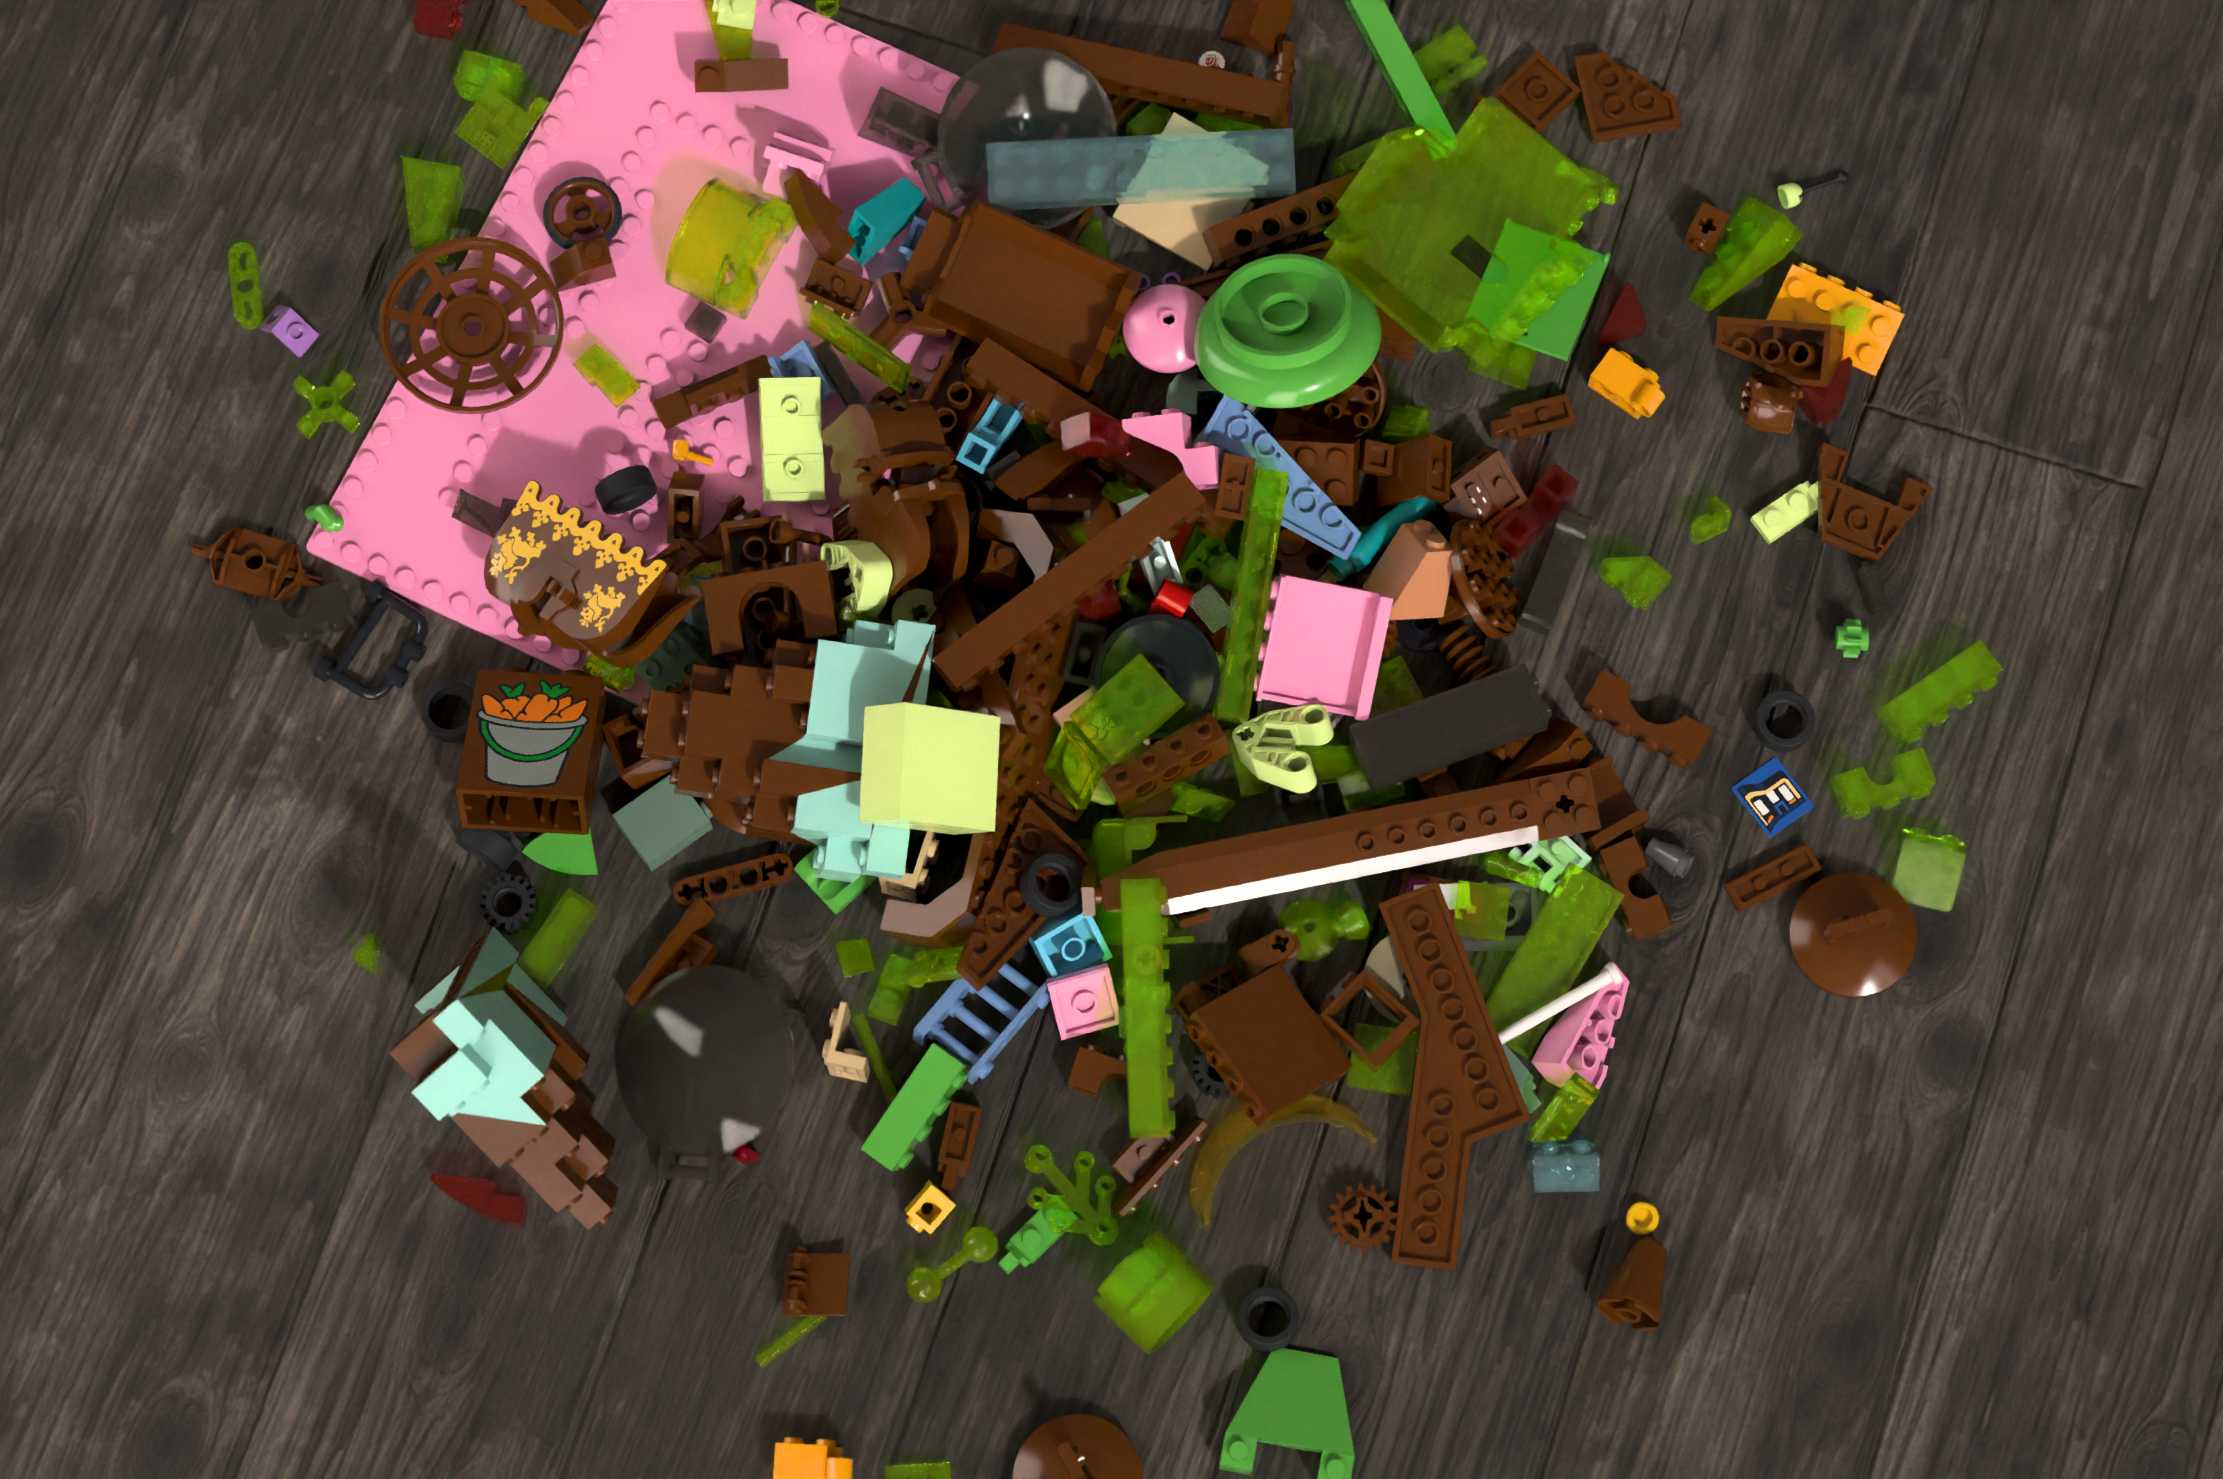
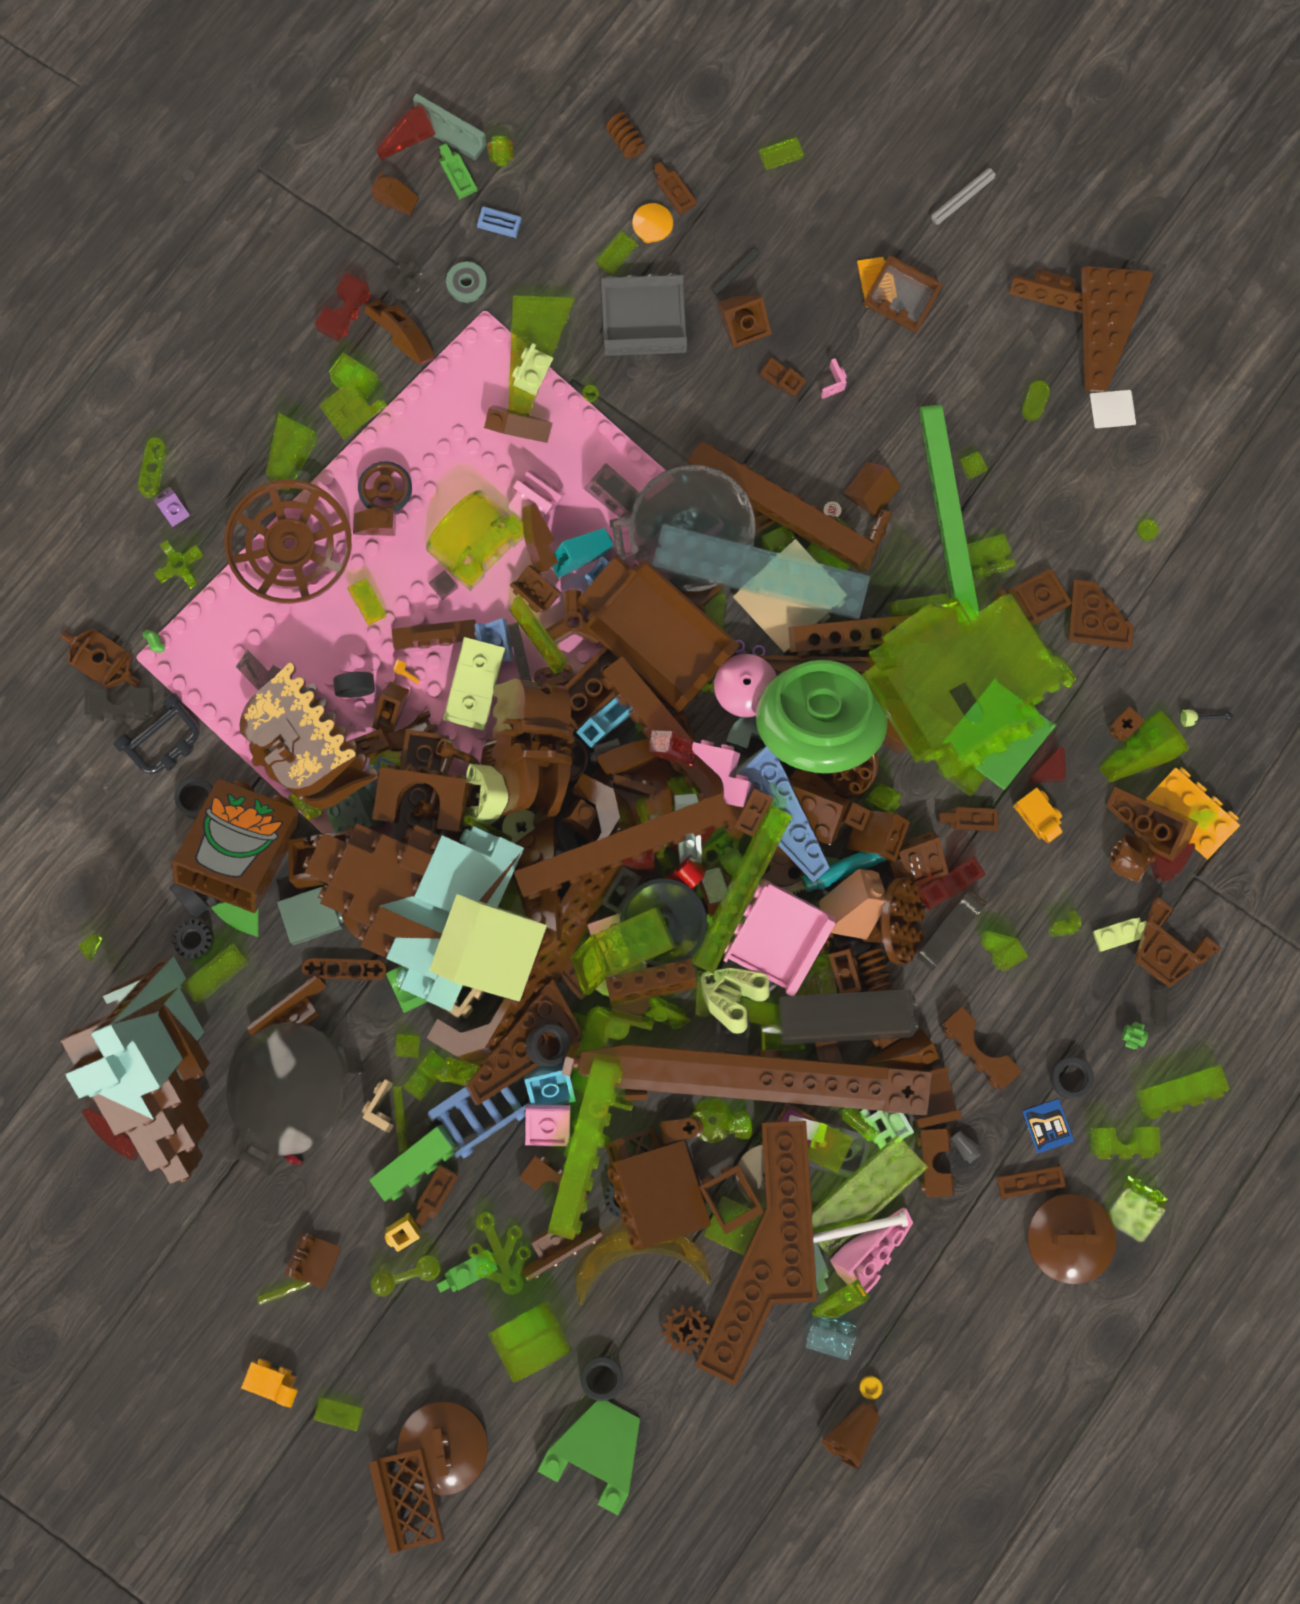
camera: 10 degrees right, 5 degrees up
(1427, 666) = (846, 969): none -> reddish brown brick

